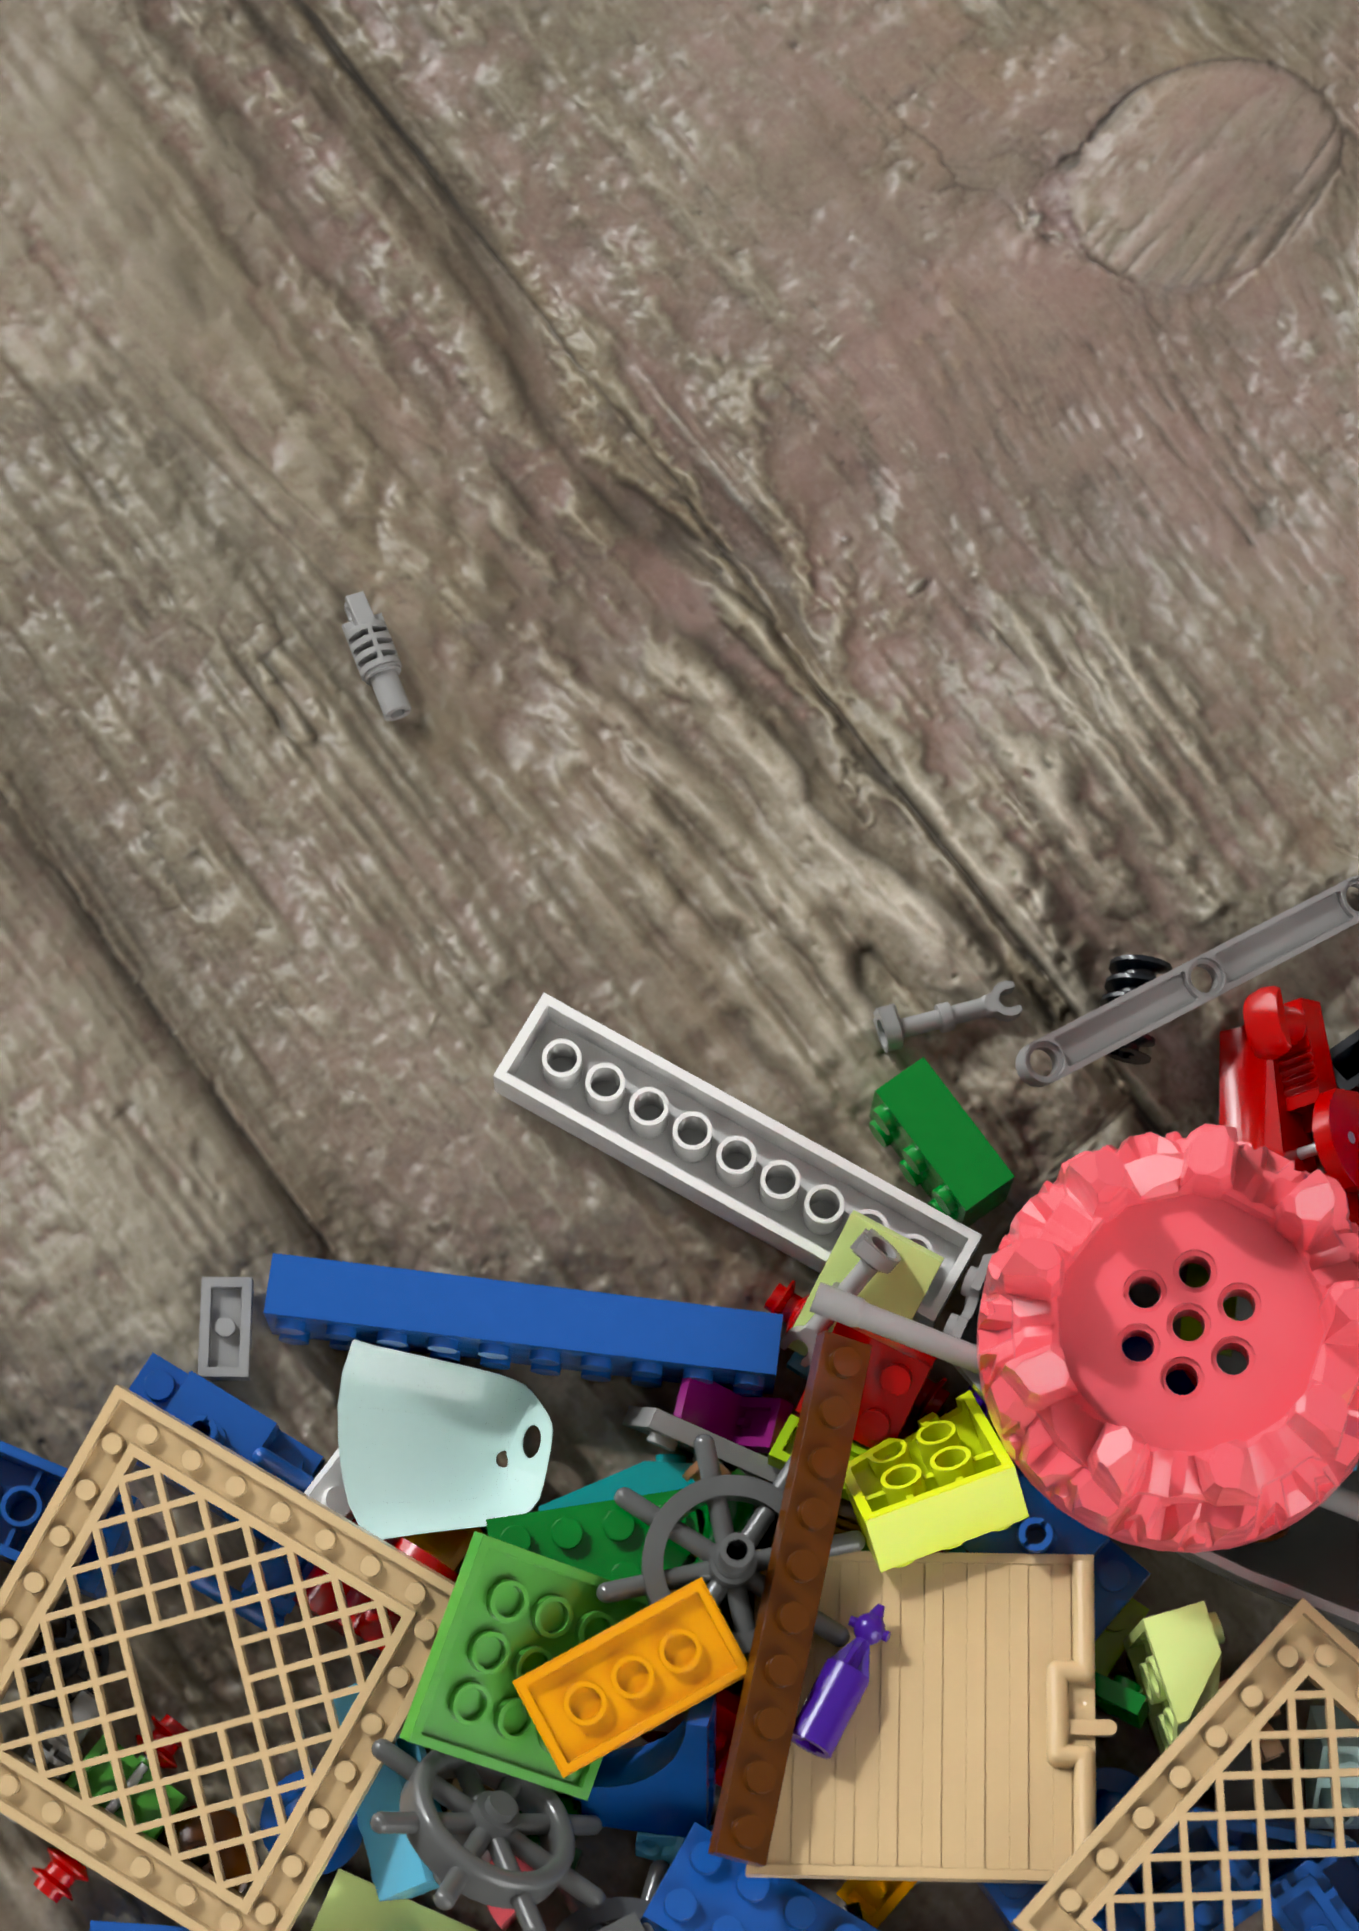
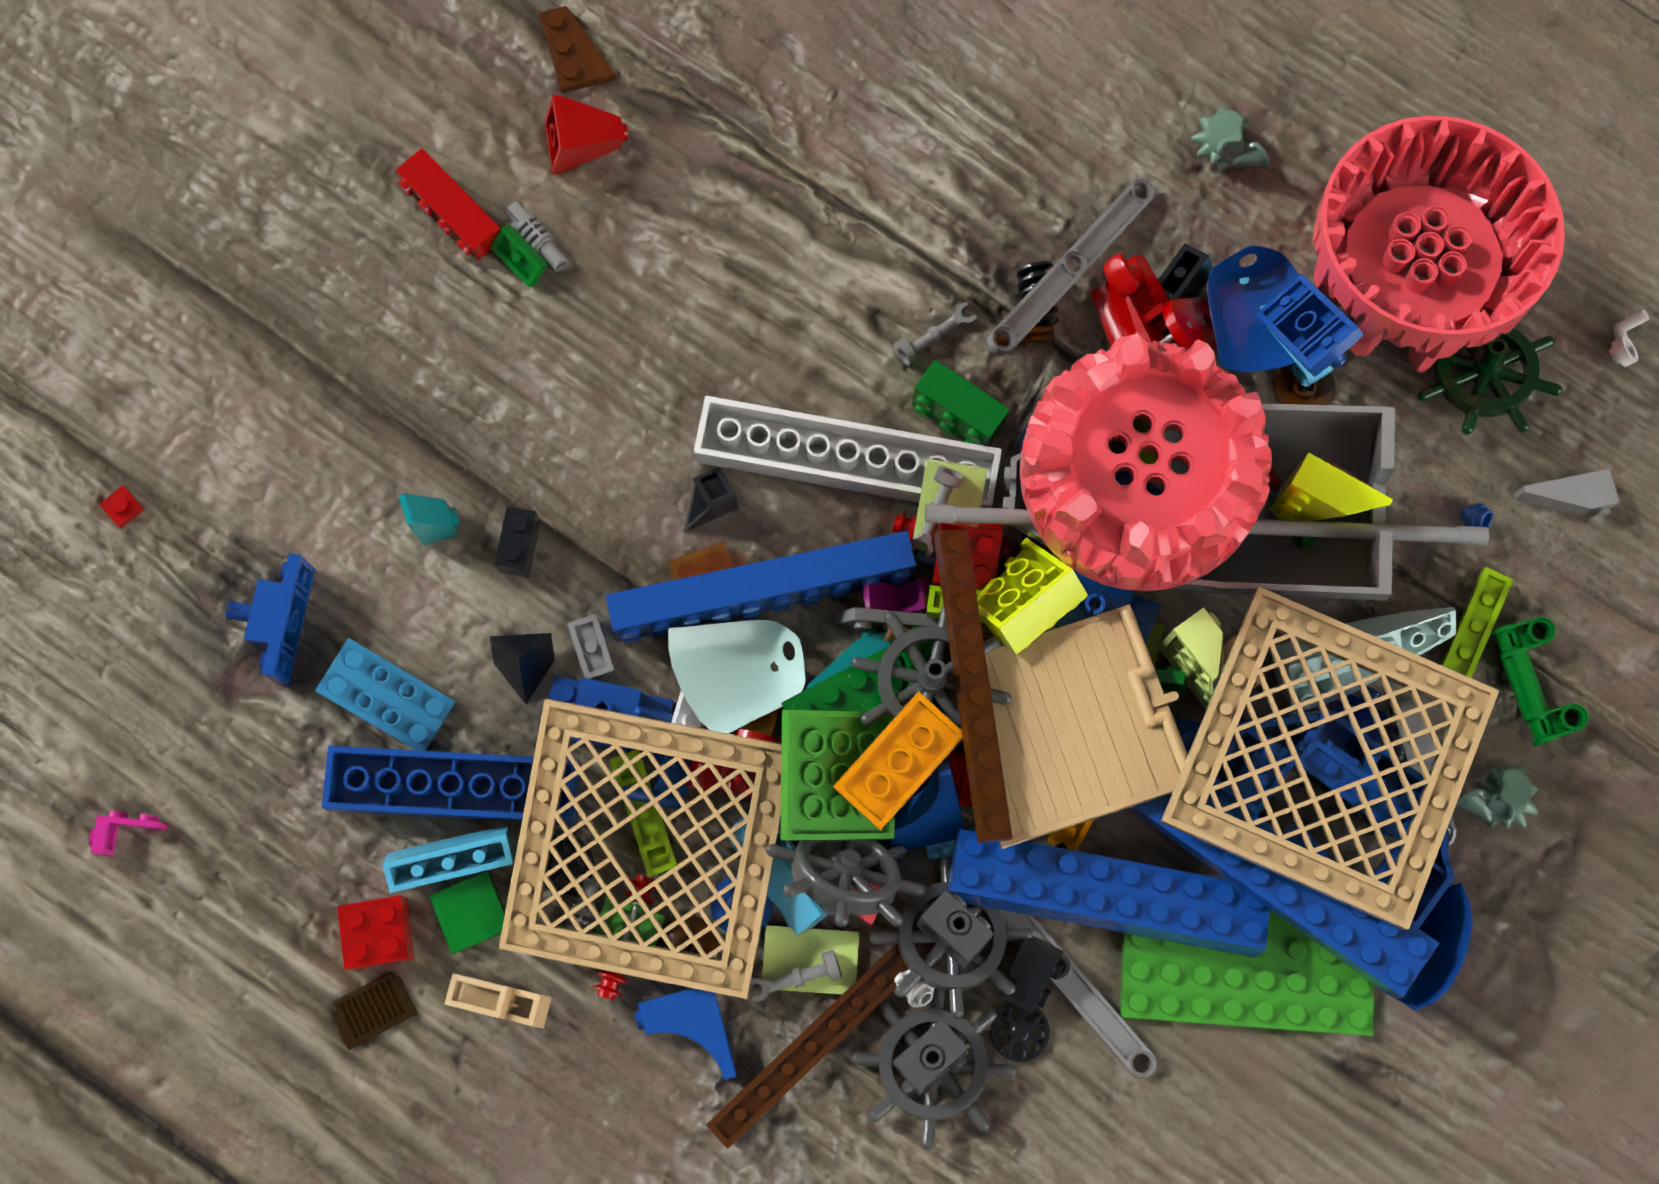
camera: 20 degrees left, 5 degrees up
(48, 1039) = (429, 517): none -> teal slope
(114, 1312) = (523, 660): none -> black slope
(172, 1123) = (517, 541): none -> black brick
(210, 1657) = (647, 826): none -> lime slope
(260, 563) = (448, 203): none -> red brick
(337, 677) = (519, 255): none -> green plate
(445, 1252) = (701, 562): none -> clear orange plate
(496, 1157) = (710, 499): none -> black slope
(501, 519) = (580, 133): none -> red slope
(535, 389) = (572, 52): none -> reddish brown wing
(839, 1687) = (1016, 726): dark purple wheel -> none
(1106, 1070) = (1039, 333): none -> reddish brown axle

